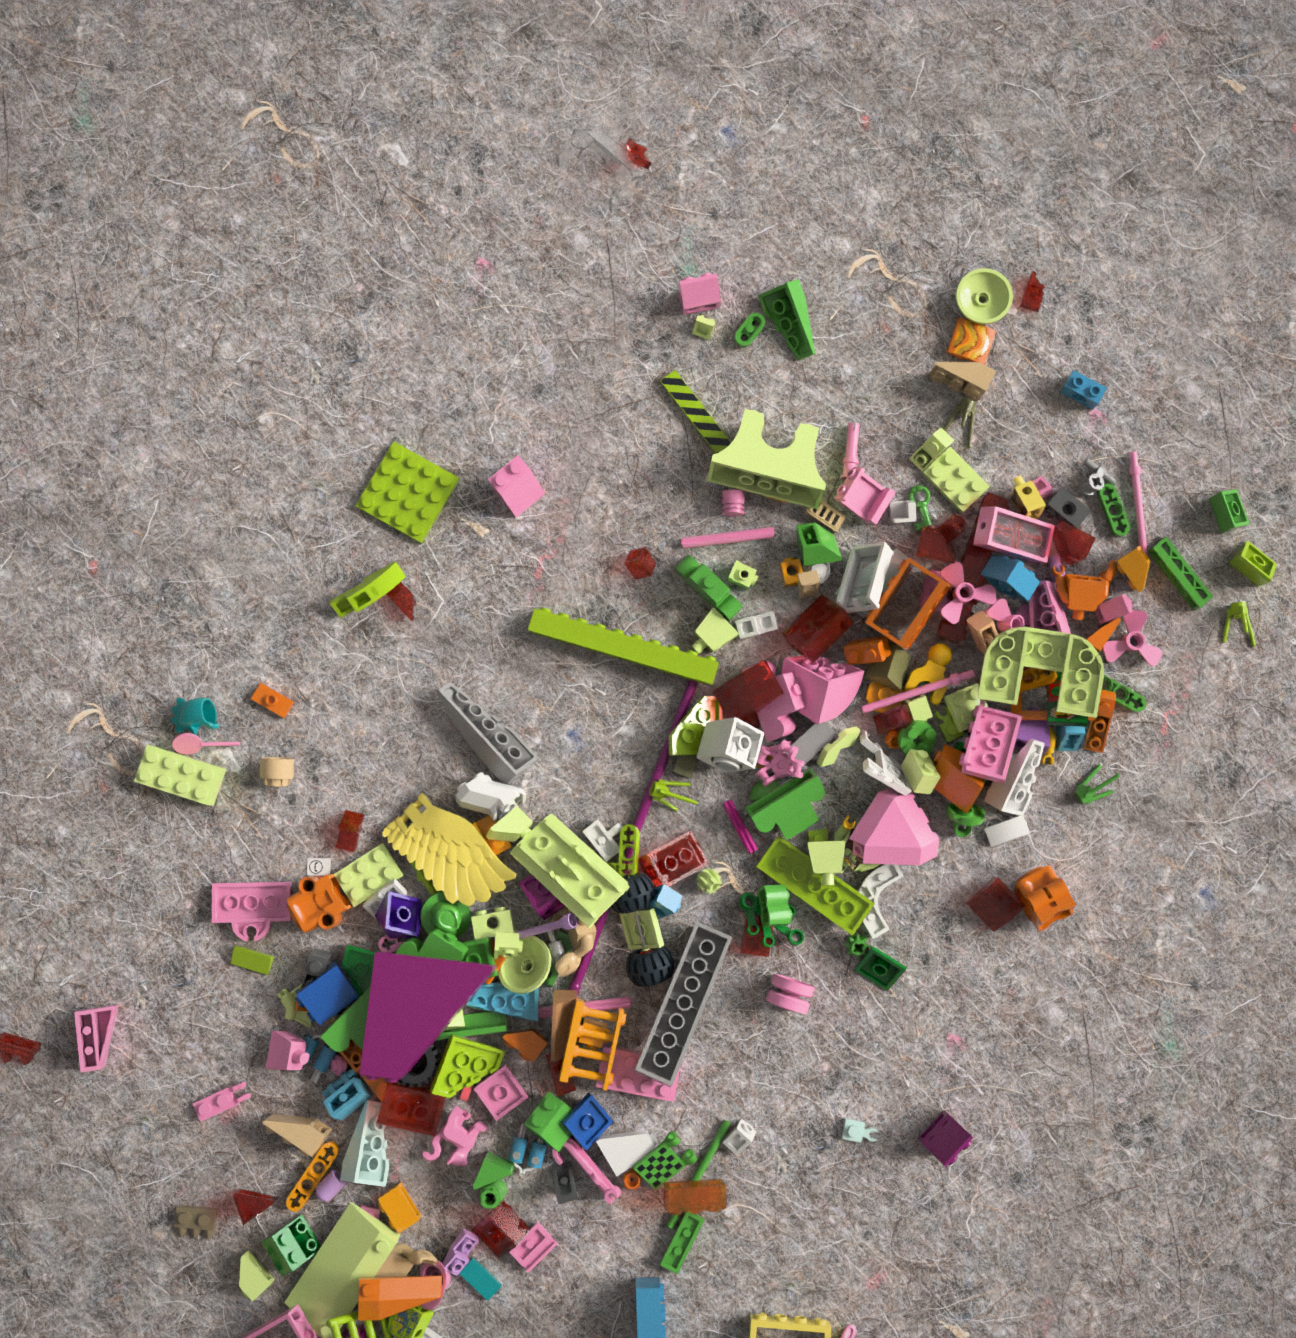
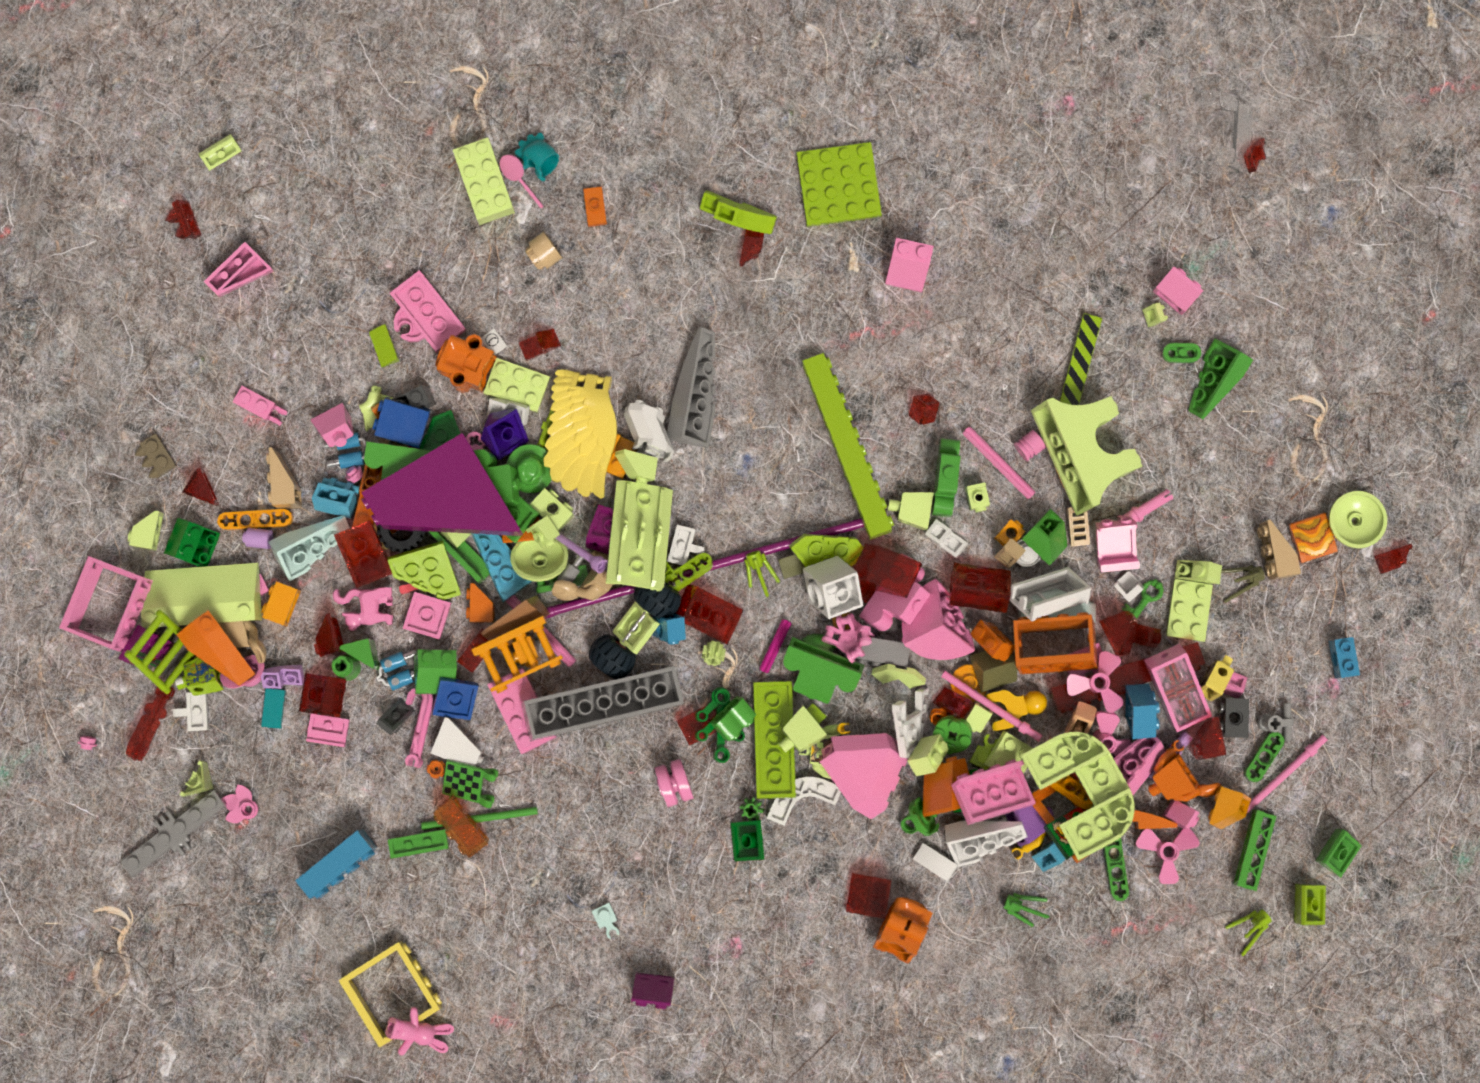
camera: 55 degrees right, 0 degrees up
(457, 1188) = (329, 637): none -> clear red slope
(739, 1137) = (531, 828): white bracket -> none
(1098, 729) = (1081, 872): orange slope -> none

